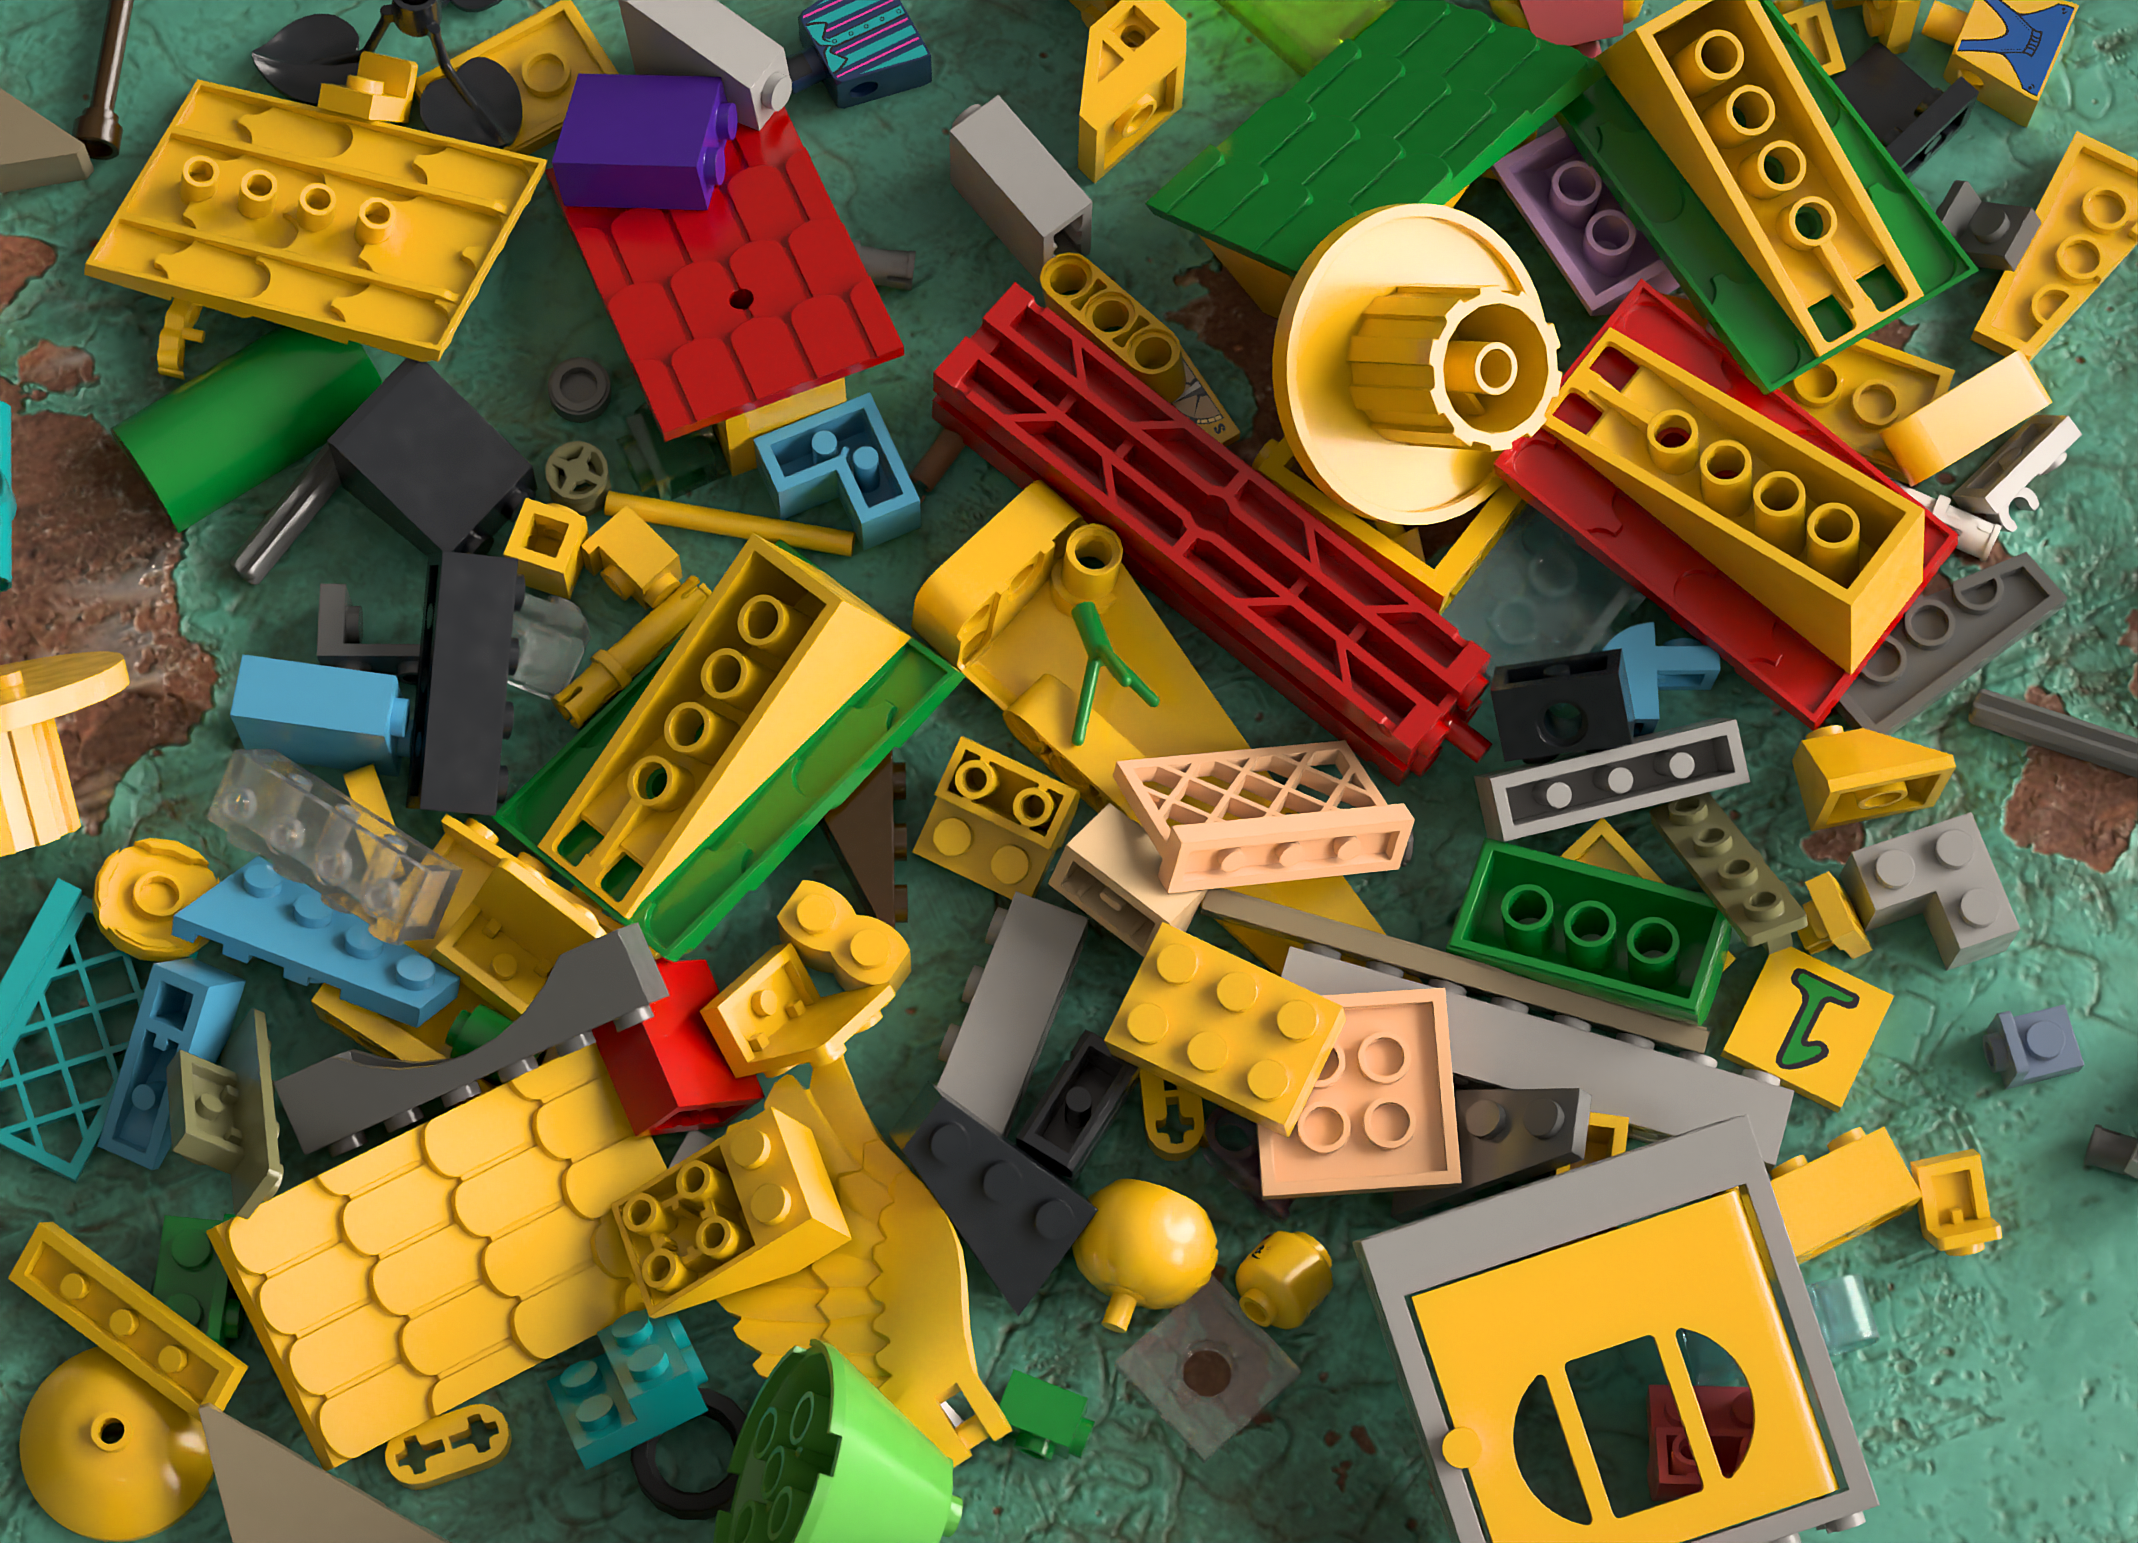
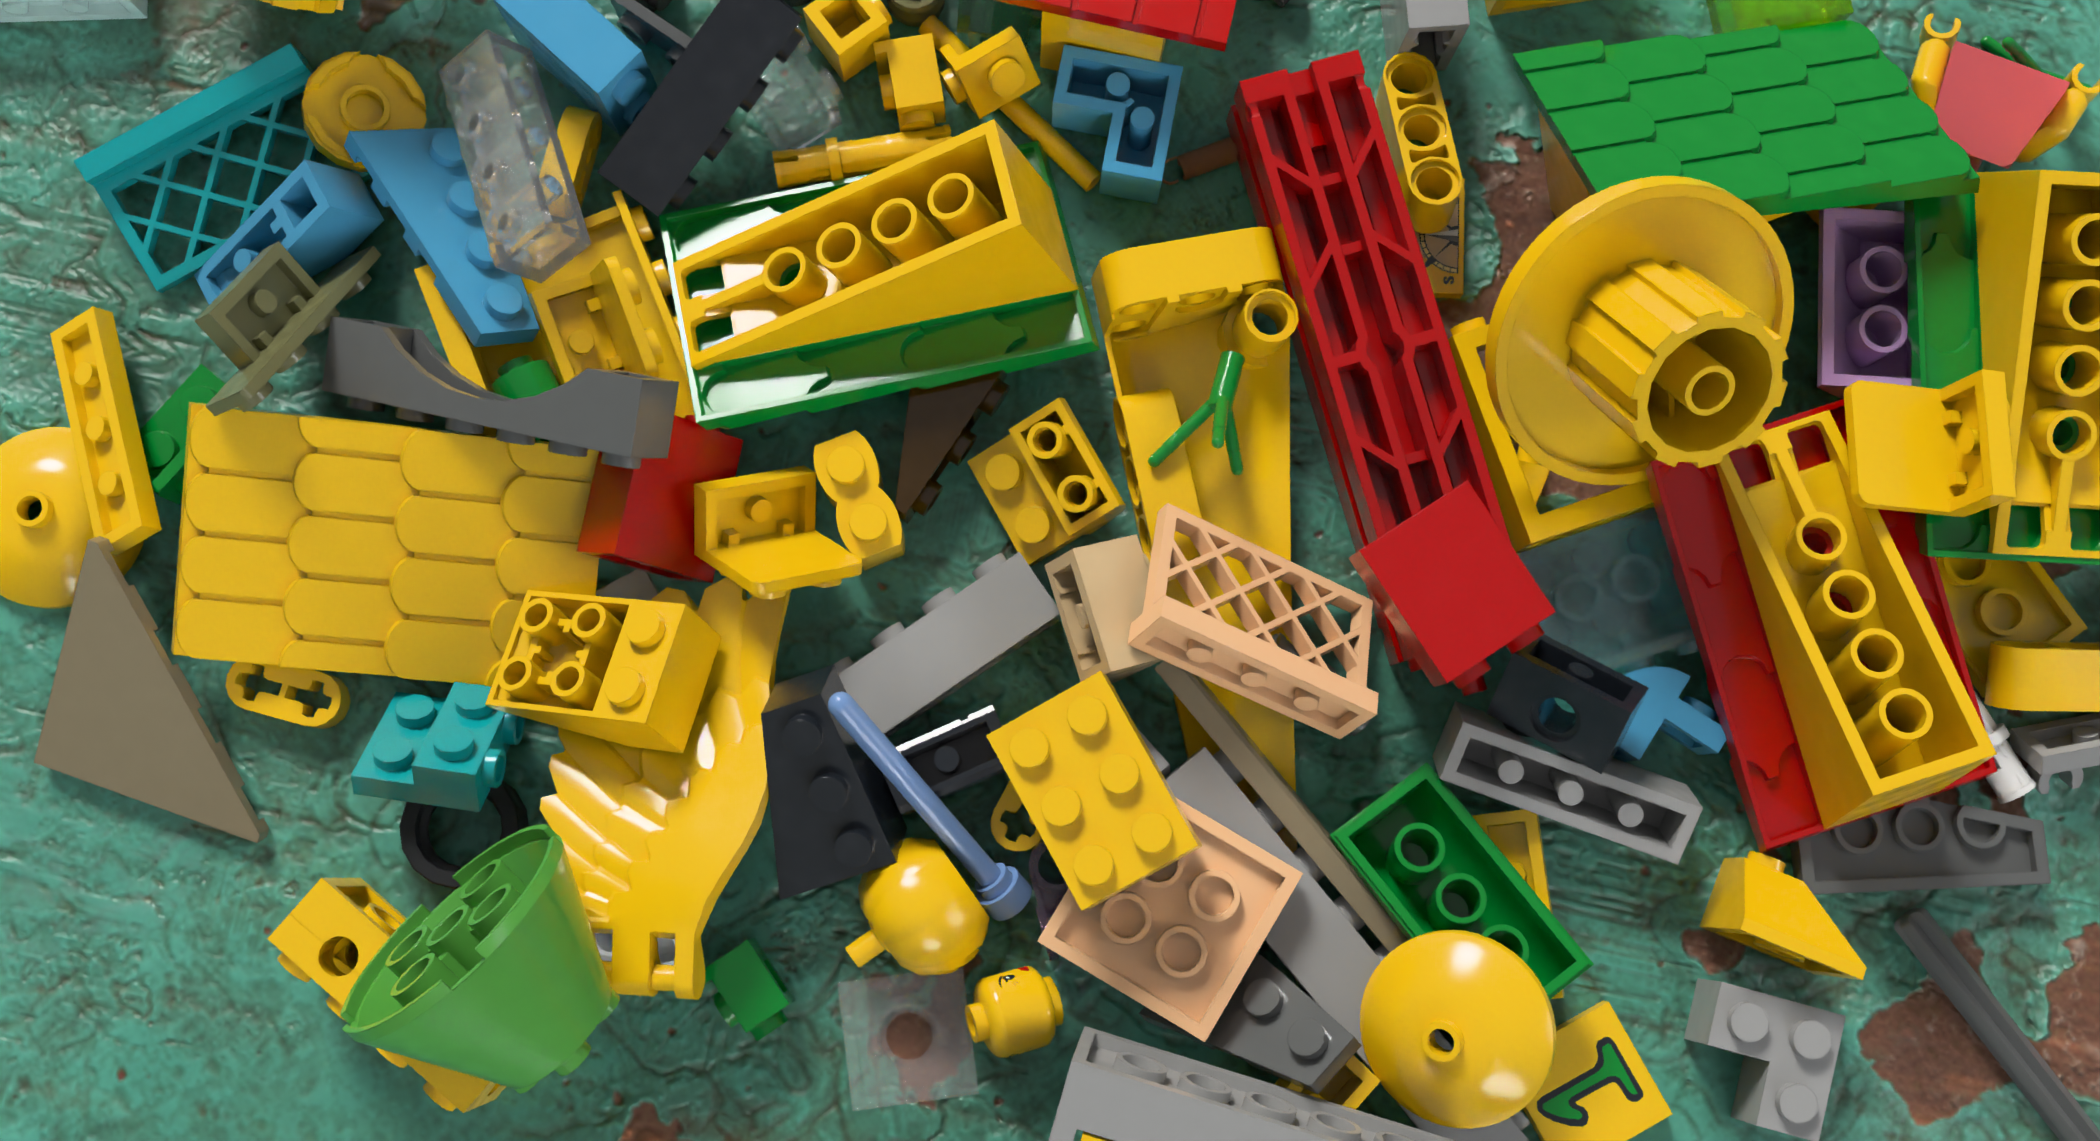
camera: 30 degrees right, 10 degrees up
(699, 507) = (989, 72): none -> yellow bracket
(1199, 1183) = (999, 887): none -> medium blue piece
(1402, 667) = (1453, 587): none -> red brick
(1694, 1000) = (1487, 1005): none -> yellow dish
(1706, 303) = (1930, 446): none -> yellow bracket
(1730, 871) = (1609, 937): olive bracket -> none
(1832, 919) = (1664, 1023): yellow plate -> none

